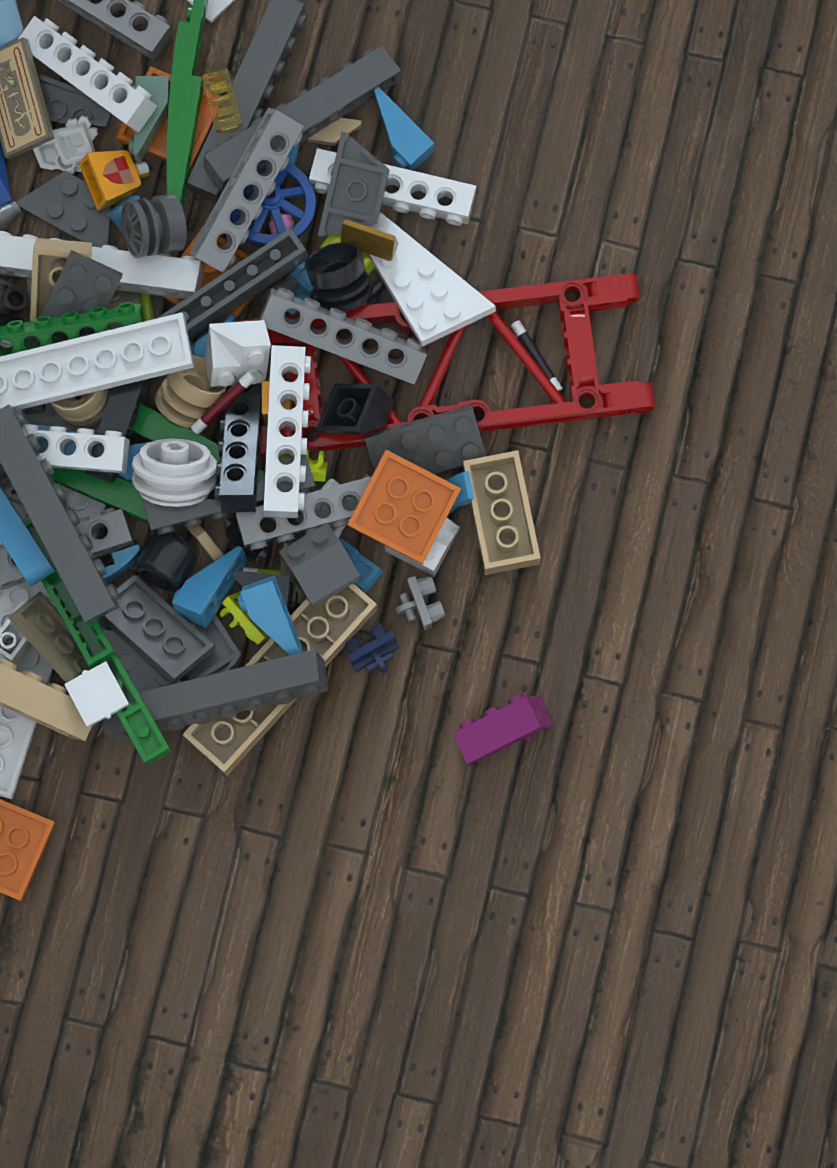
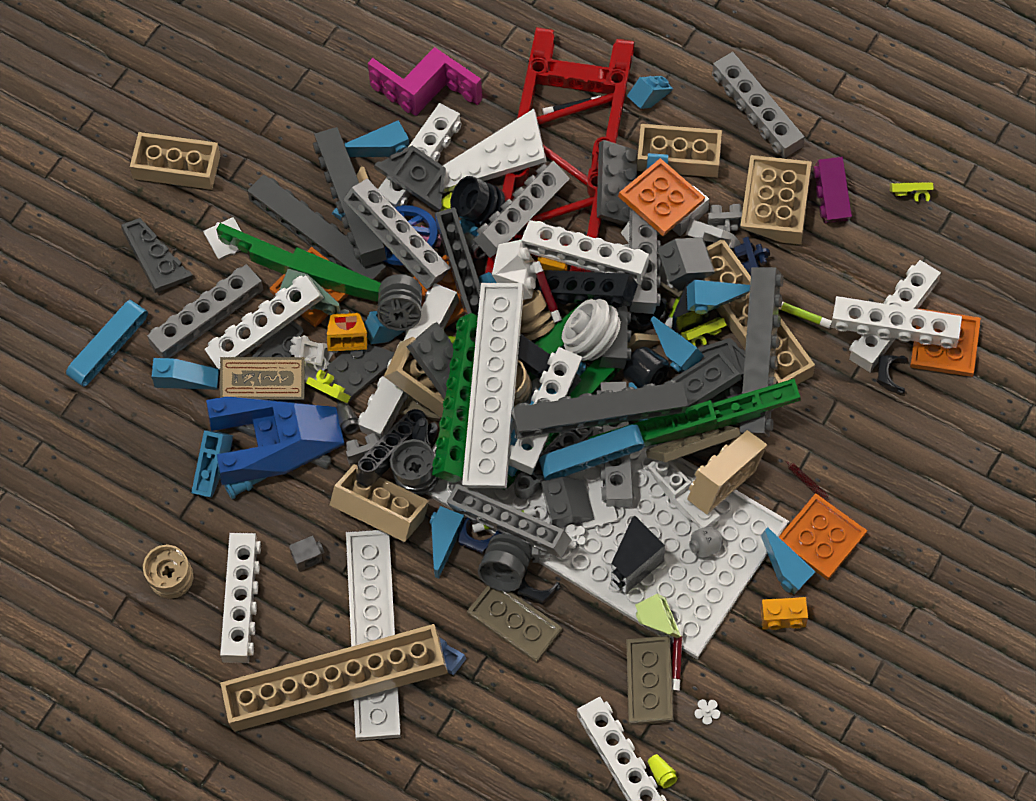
camera: 75 degrees left, 15 degrees down
(26, 181) = (323, 385): none -> neon yellow plate
(73, 812) = (807, 482): none -> dark red piece
(96, 694) = (739, 419): white piece -> none
(217, 83) = (318, 234): clear yellow slope -> none
(261, 862) = (883, 374): none -> black helmet
(270, 842) = (927, 278): none -> white brick
(313, 738) = (806, 315): none -> lime bar
(314, 787) = (905, 316): none -> white brick
(322, 935) = (950, 360): none -> orange plate
(355, 409) = (578, 213): black slope -> none
(369, 240) = (460, 168): pearl gold slope -> none
(386, 578) = (711, 233): none -> white slope
(465, 658) = (776, 198): none -> tan slope
(501, 156) = (425, 81): none -> dark pink bracket
(541, 827) = (902, 188): none -> neon yellow plate
(585, 449) = (649, 91): none -> dark azure slope
(645, 535) = (756, 95): none -> light grey brick

